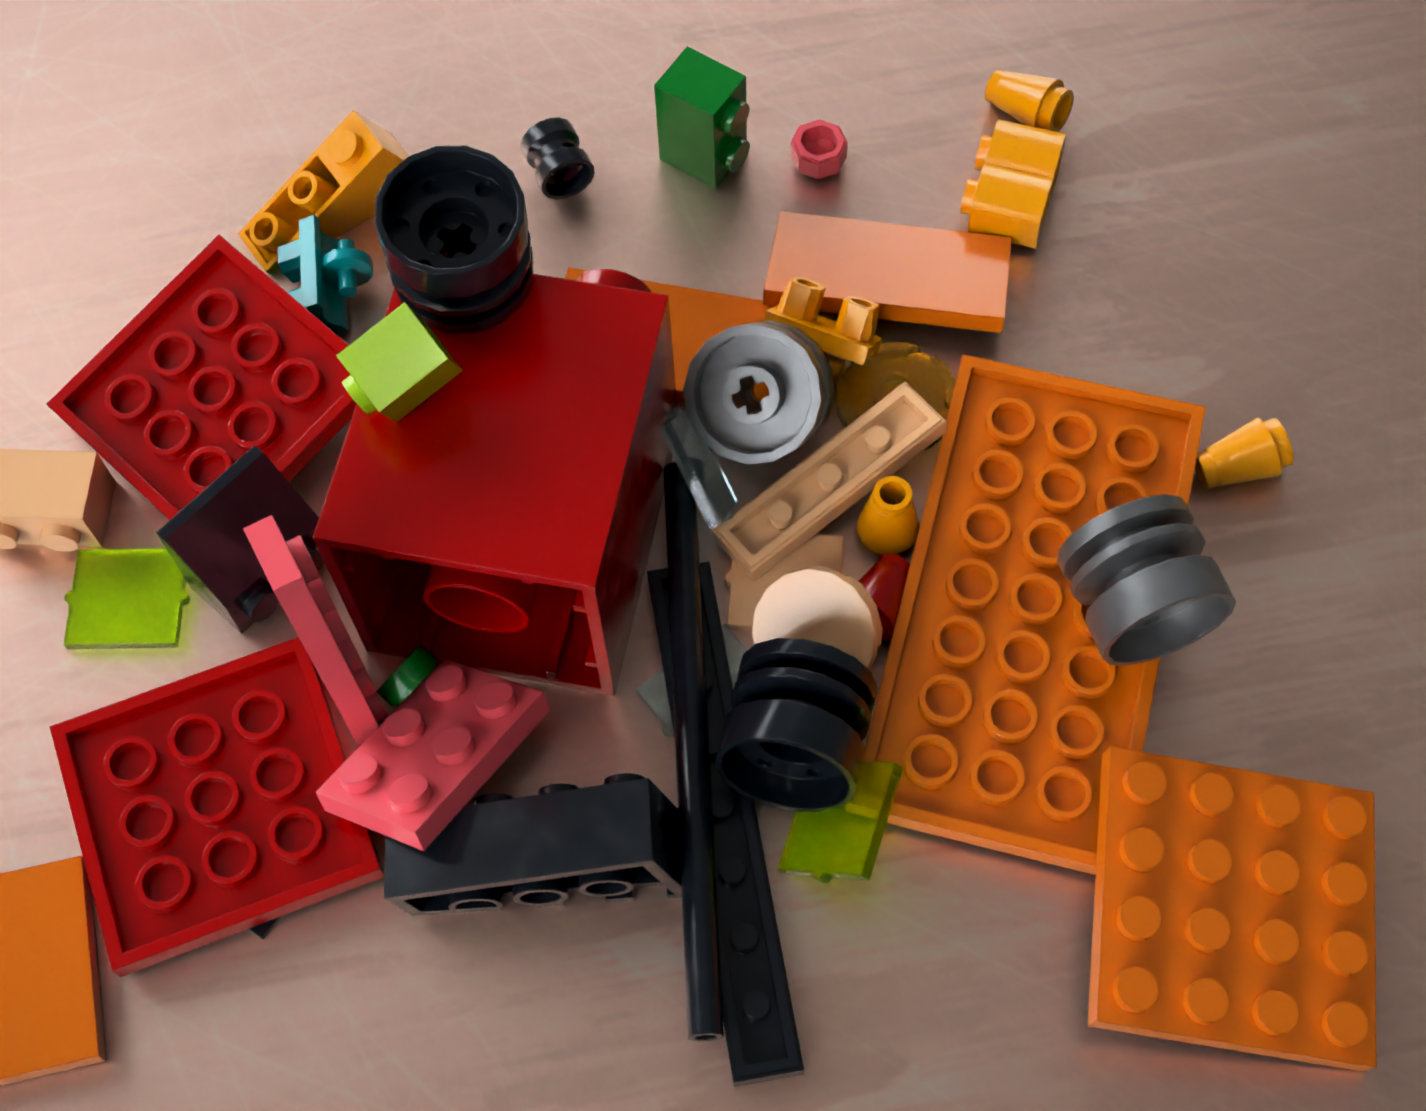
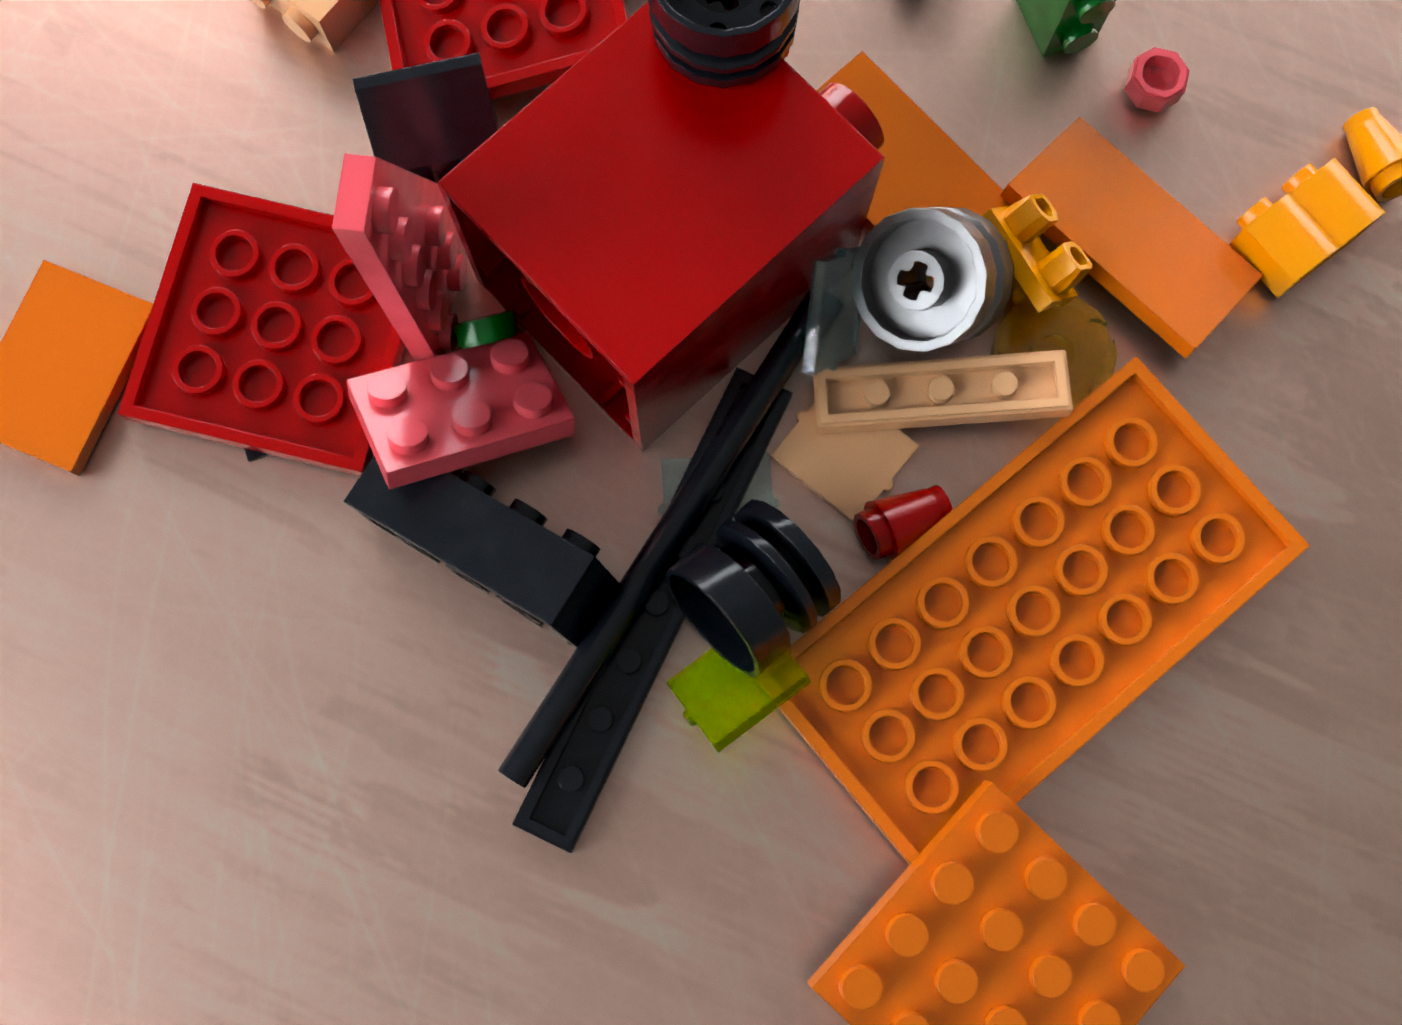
camera: 30 degrees right, 15 degrees up
(125, 600) = (316, 111): clear neon green piece -> none
(397, 365) = (598, 74): lime brick -> none
(822, 609) = (838, 509): light nougat tile -> none
(889, 517) = (955, 469): light orange cone -> none
(1145, 580) = (1129, 657): flat silver wheel -> none
(1246, 455) = (1311, 609): light orange cone -> none

